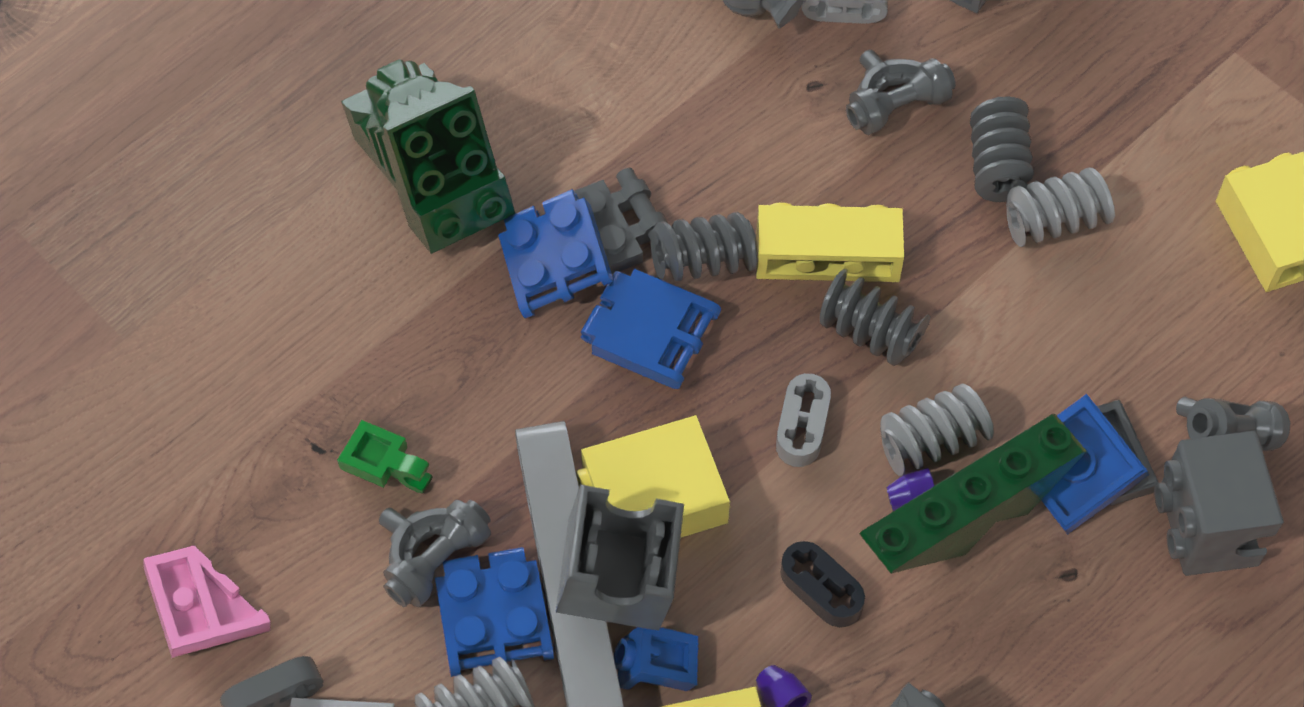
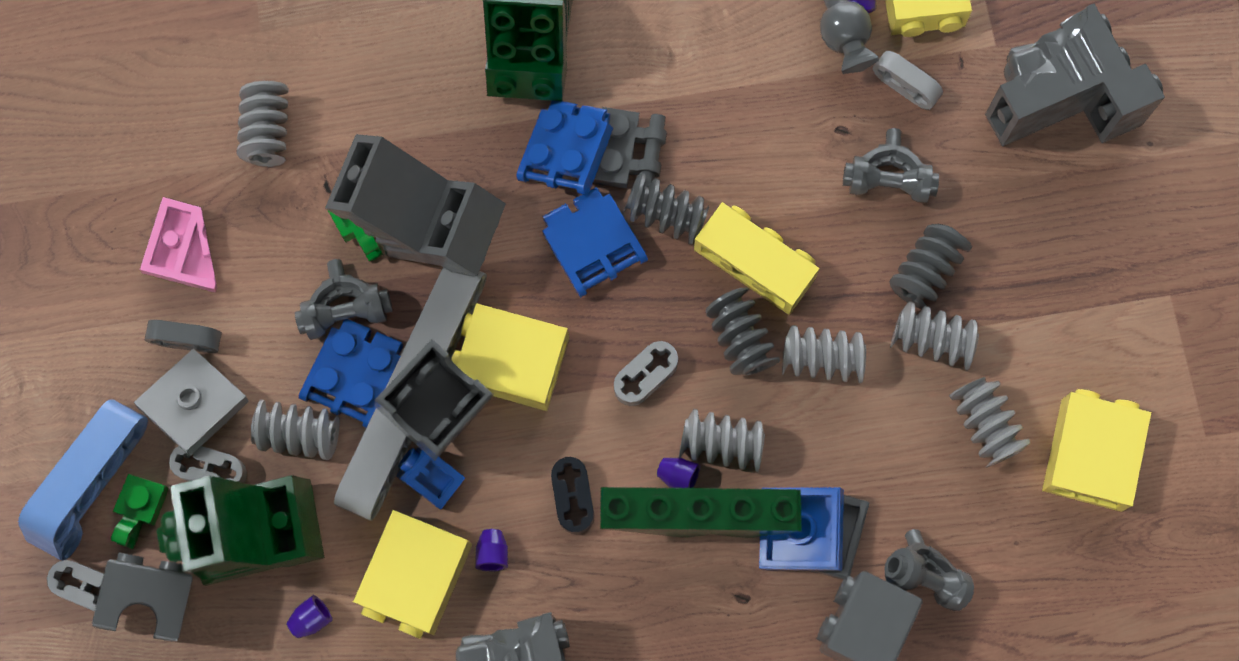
camera: 40 degrees right, 15 degrees up
(203, 419) = (259, 123): none -> light grey piece
(451, 389) = (414, 208): none -> dark grey brick
(967, 283) = (824, 353): none -> light grey piece
(1170, 251) = (989, 420): none -> light grey piece

